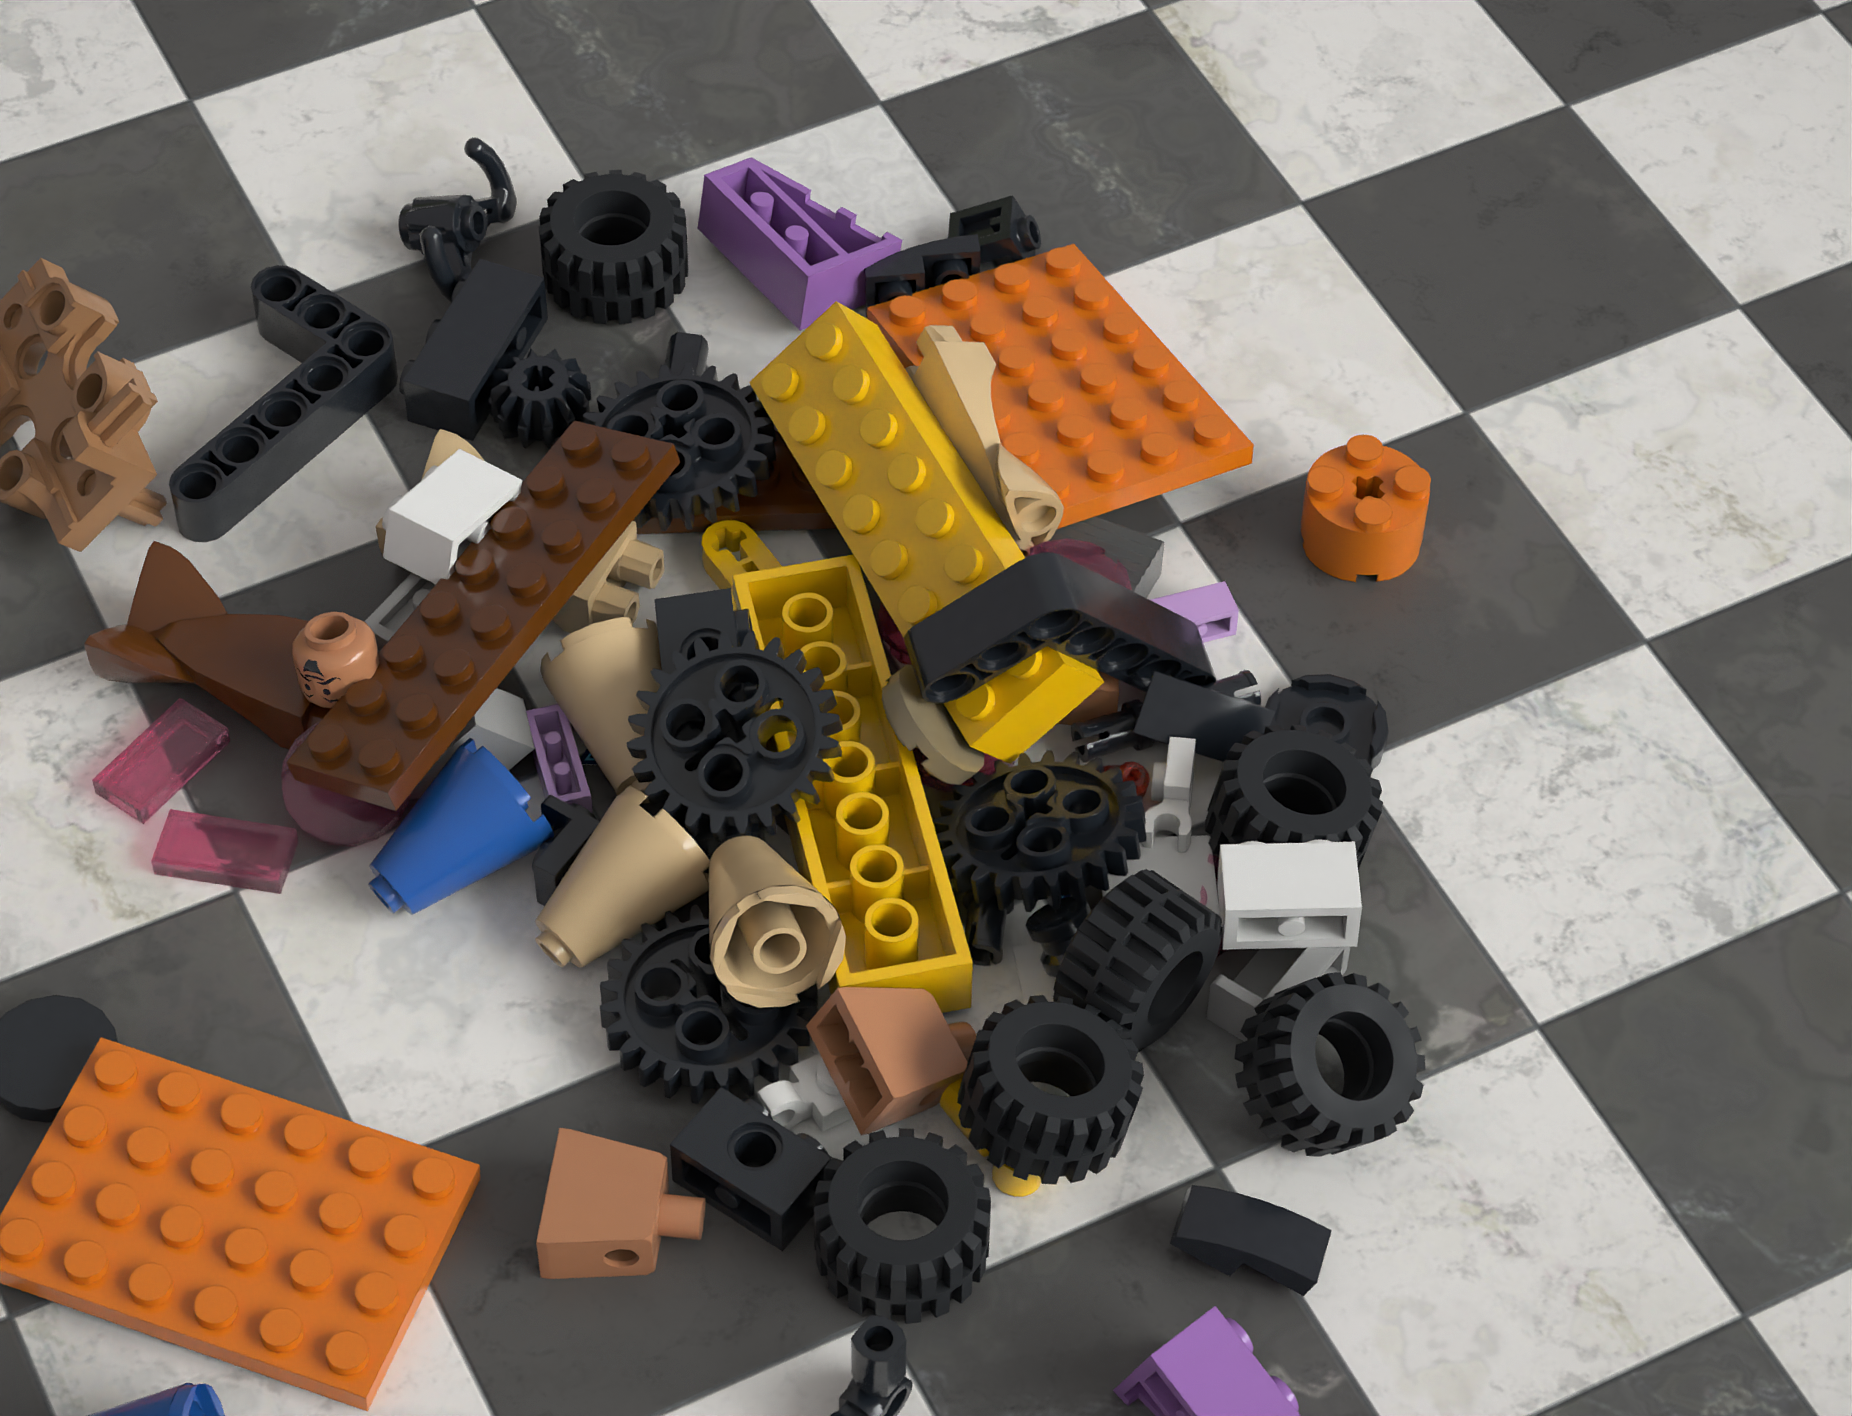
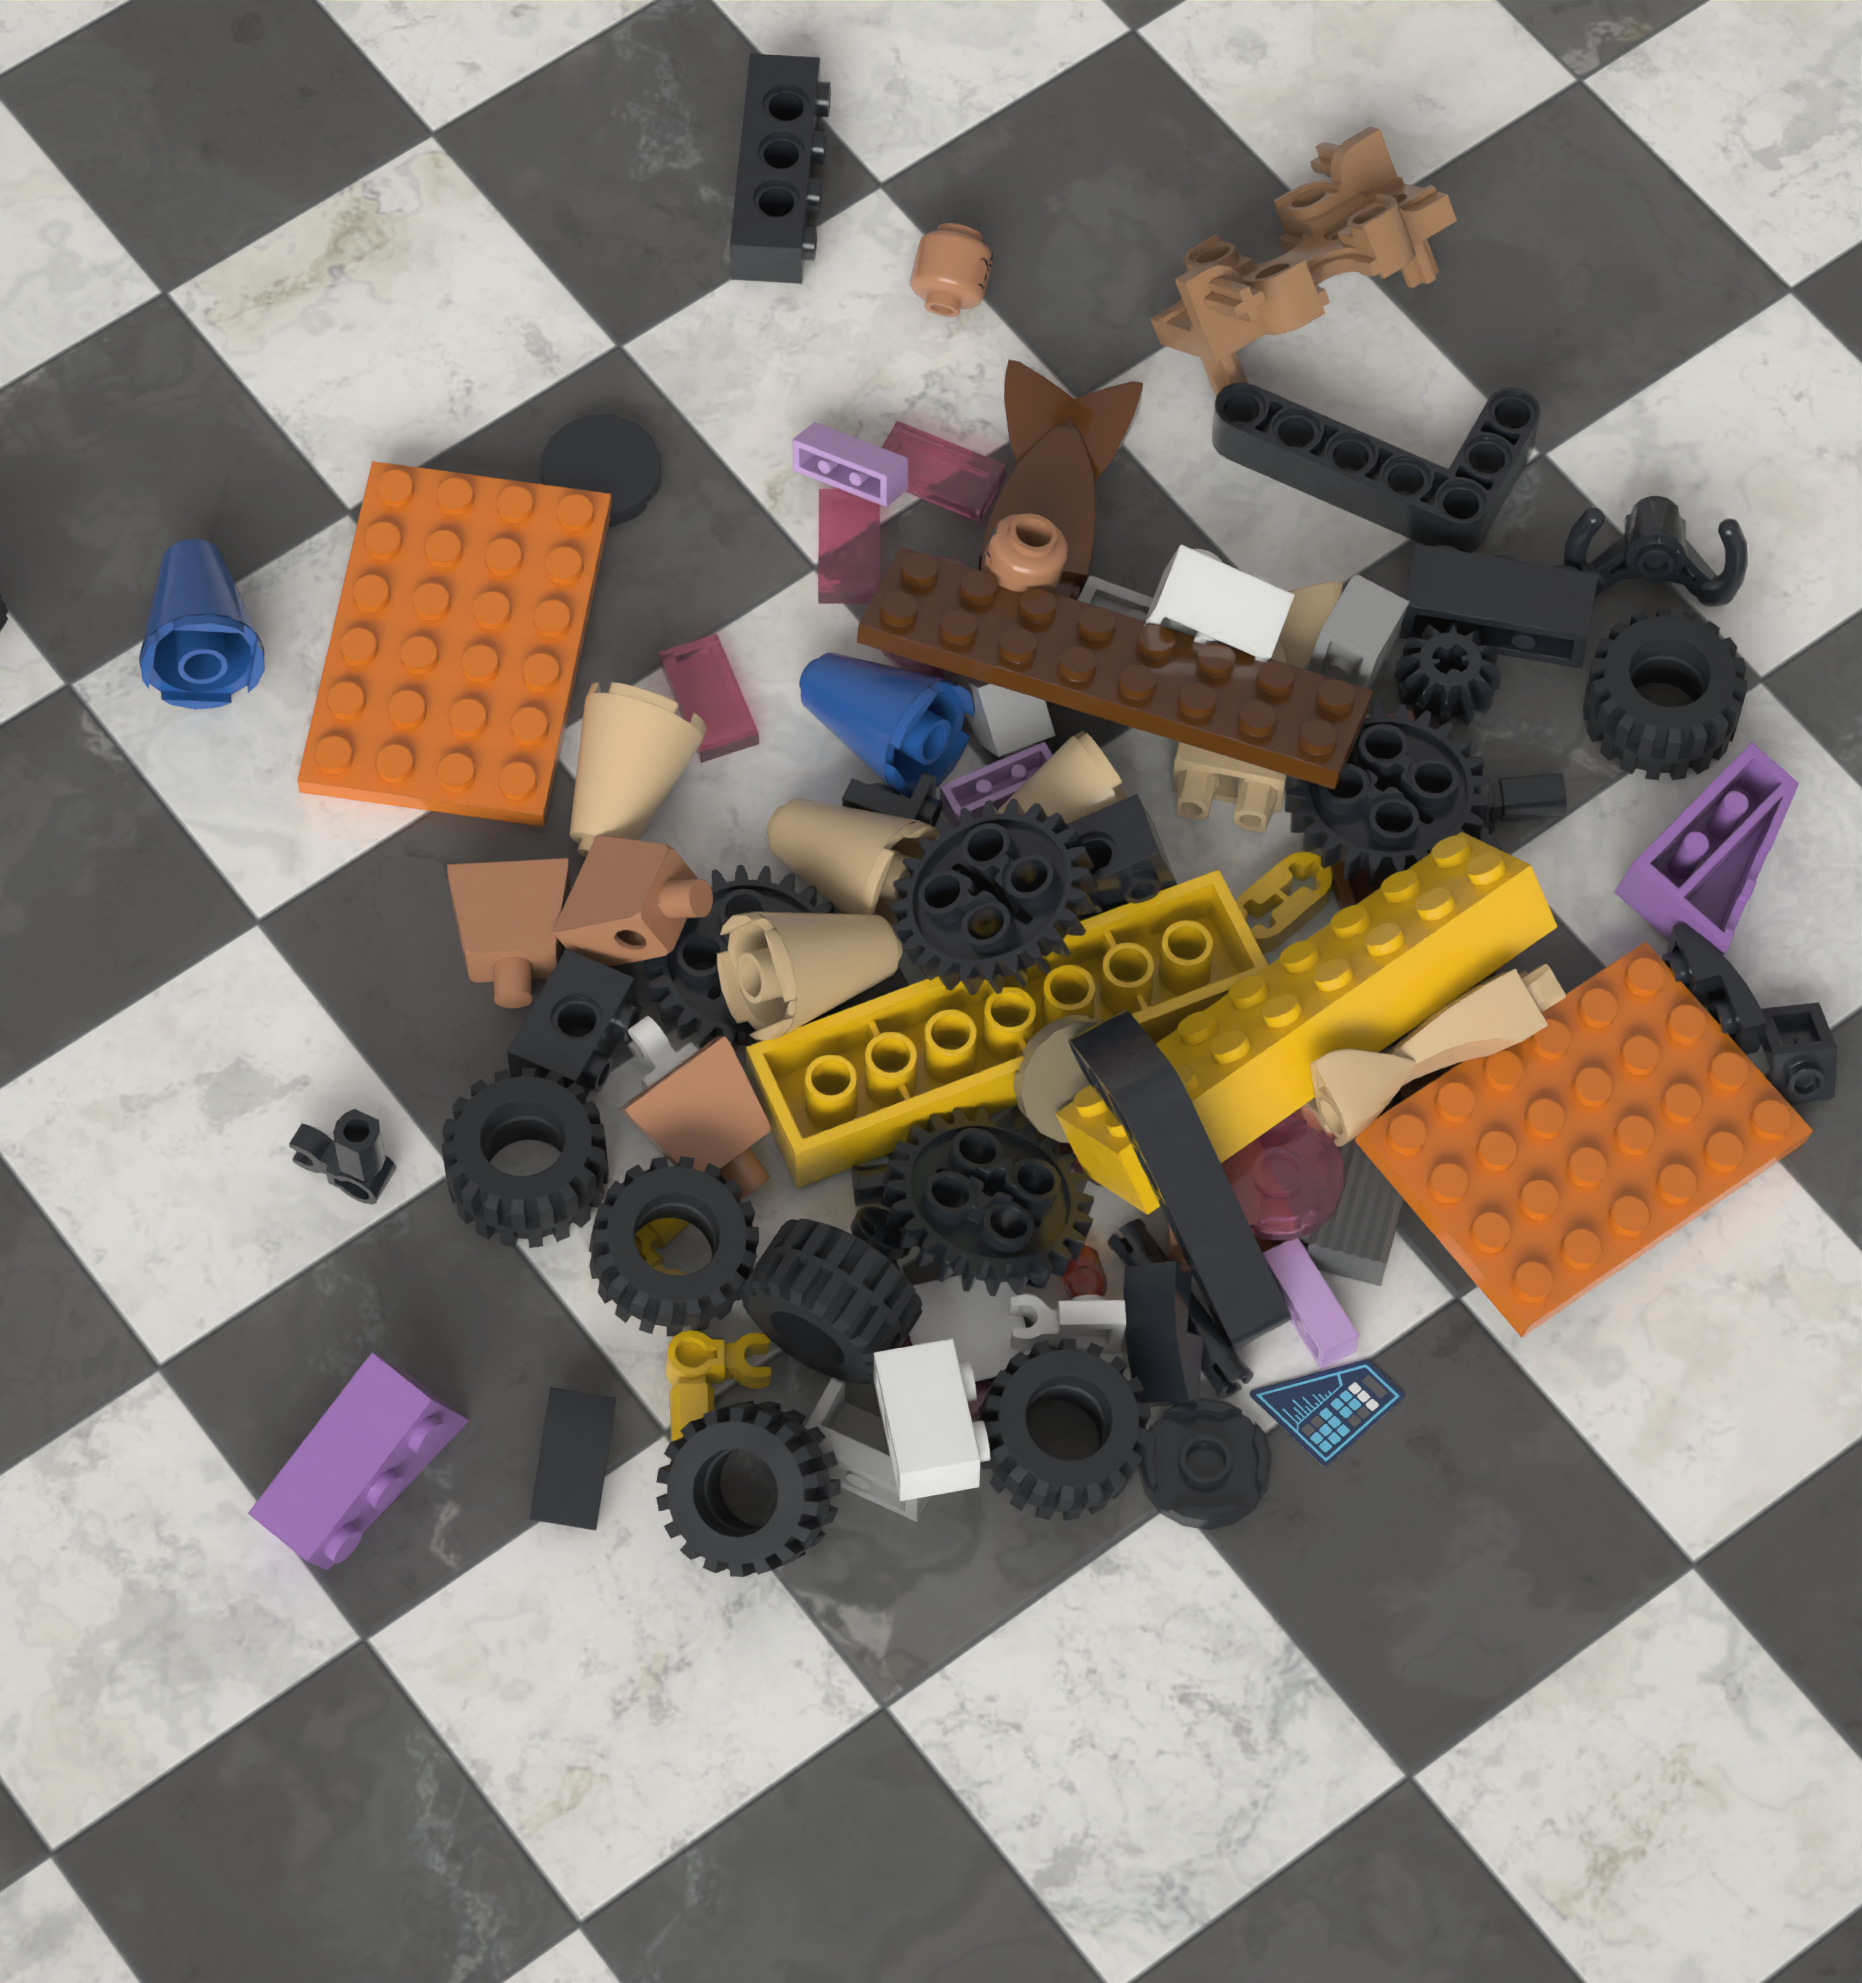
camera: 80 degrees right, 10 degrees up
(137, 821) = (850, 464): none -> lavender piece
(371, 1001) = (707, 686): none -> clear pink tile
(456, 1066) = (628, 761): none -> tan cone
(514, 417) = (1359, 633): none -> light grey panel
(630, 1071) = (630, 902): none -> nougat torso
(1201, 1128) = (698, 1361): none -> yellow bar
(1276, 632) = (1330, 1406): none -> dark blue sticker
(1364, 510) = (1497, 1425): orange brick -> none

